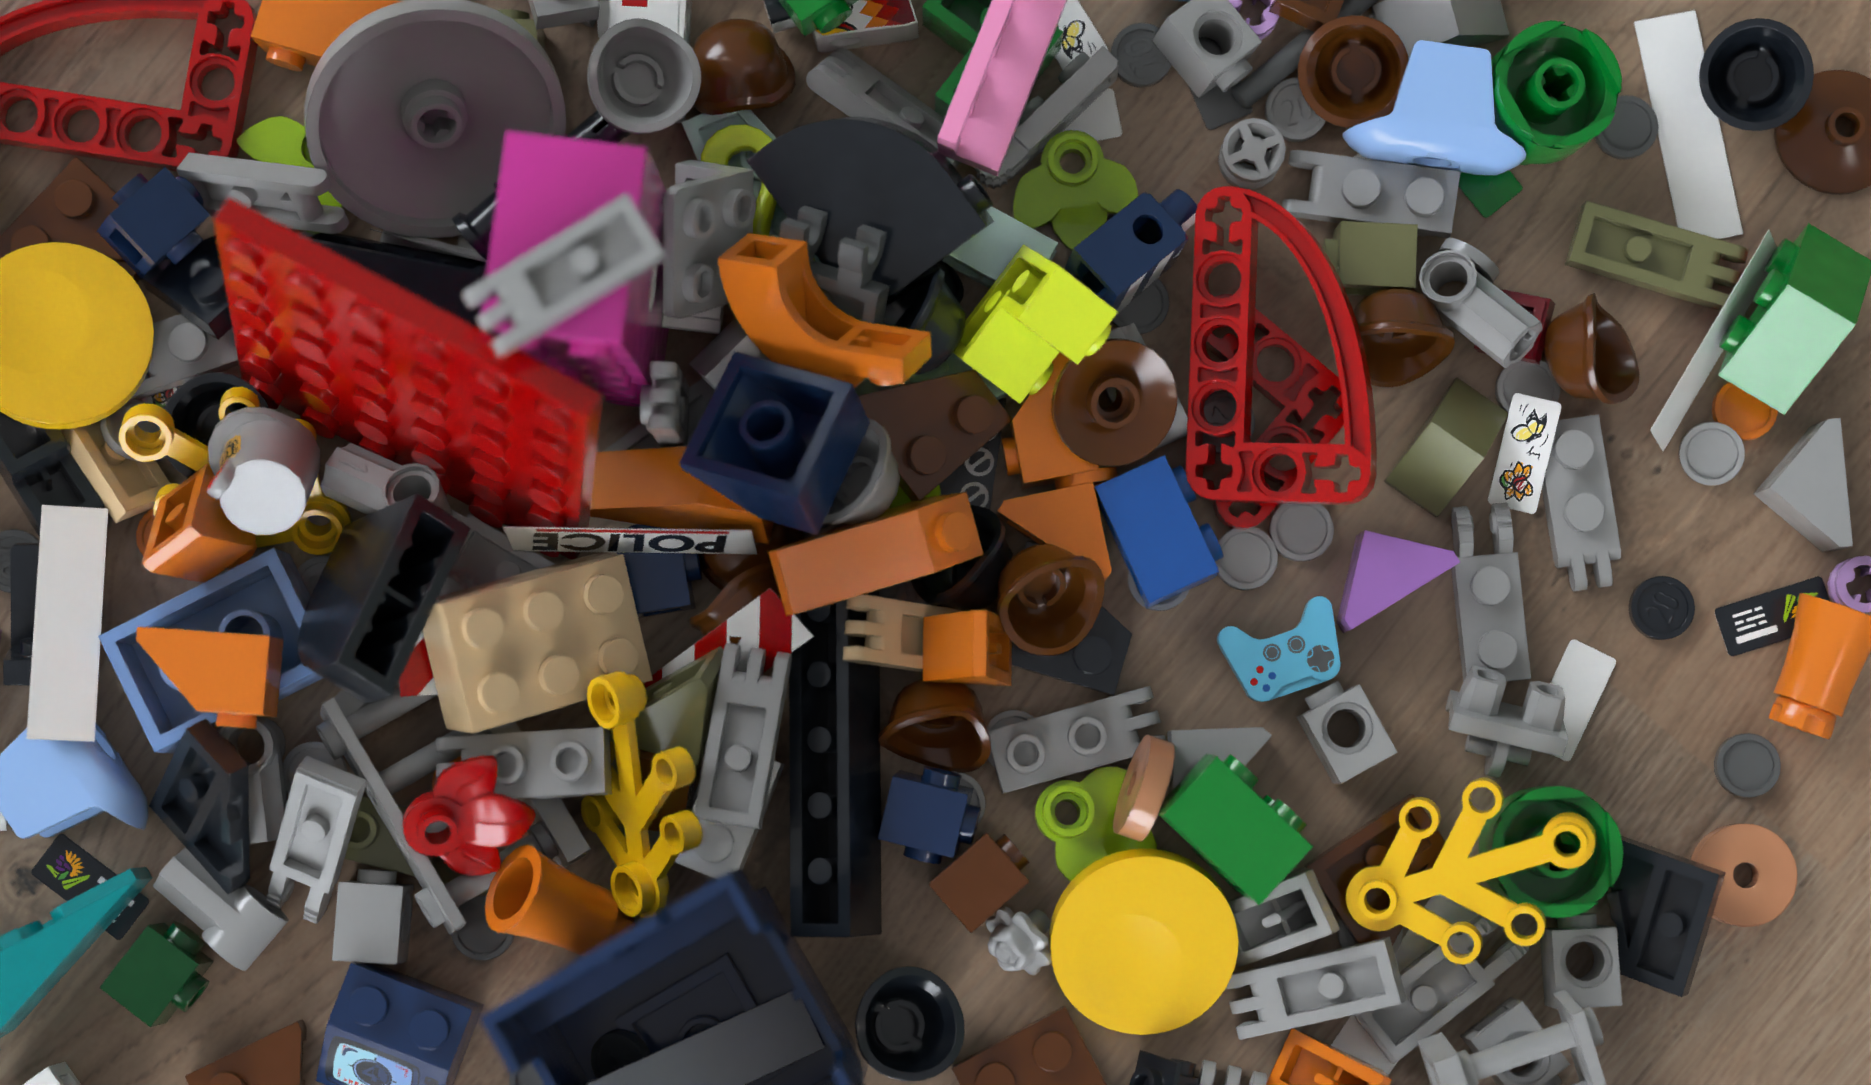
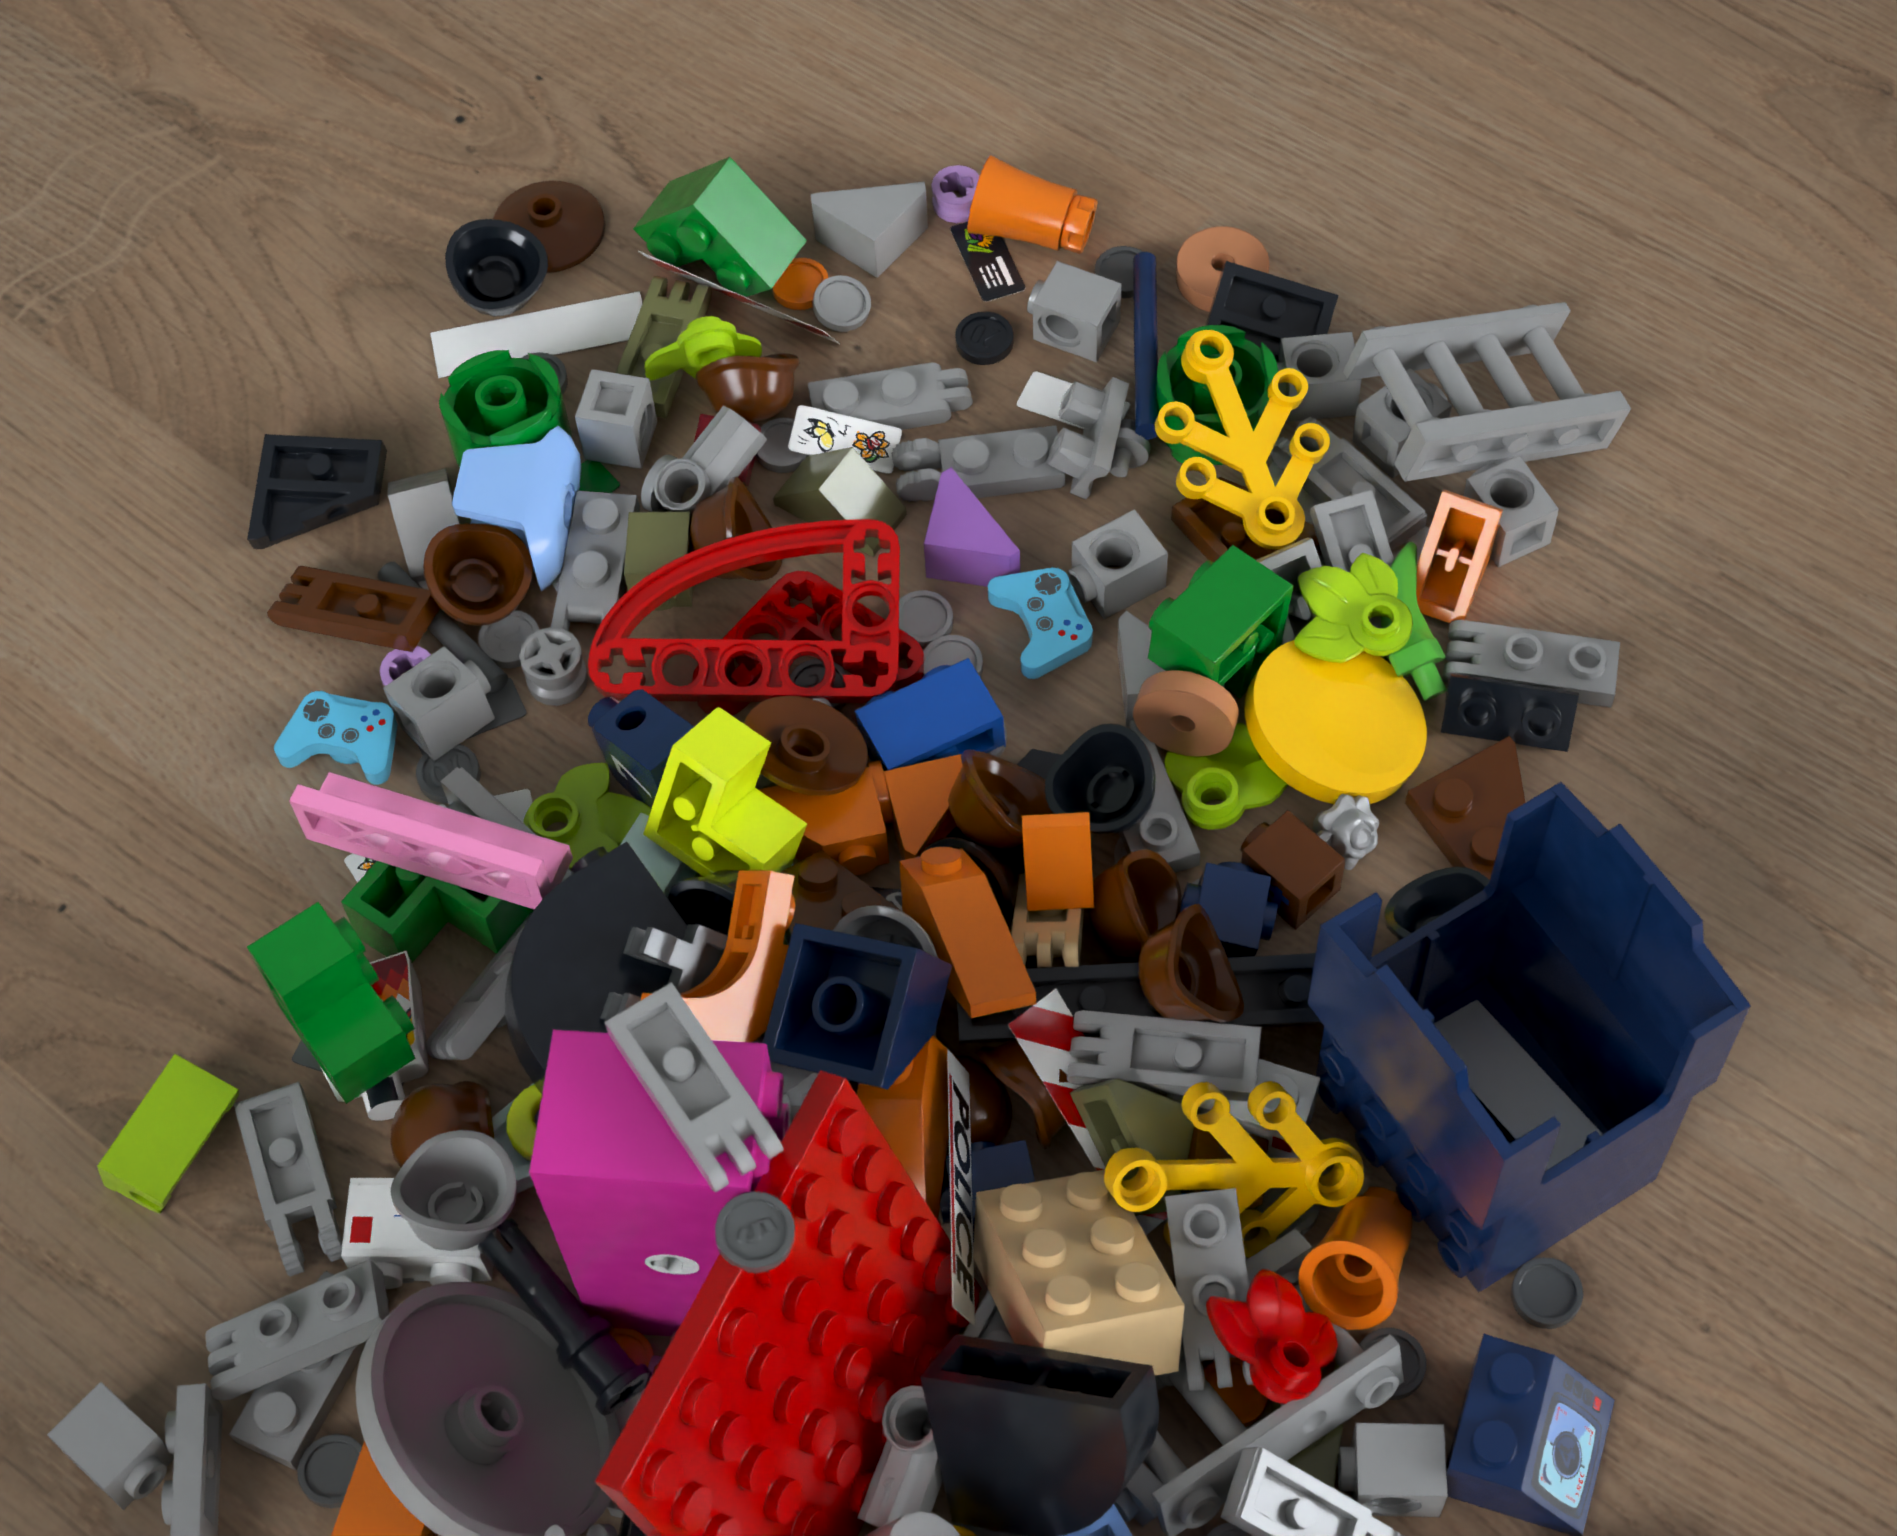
camera: 90 degrees left, 25 degrees down
(443, 333) = (755, 1232): none -> dark grey piece
(815, 767) = (1188, 971): none -> reddish brown helmet
(1056, 695) = (1105, 775): none -> black helmet
(1244, 1025) = (1422, 649): none -> bright green bar
(1260, 960) = (1344, 607): none -> lime plate
(1545, 209) = (616, 418): none -> light grey brick
(1616, 300) = (699, 345): none -> lime plate
(1629, 780) = (1145, 344): none -> dark blue bar
(1681, 706) = (1075, 310): none -> light grey brick

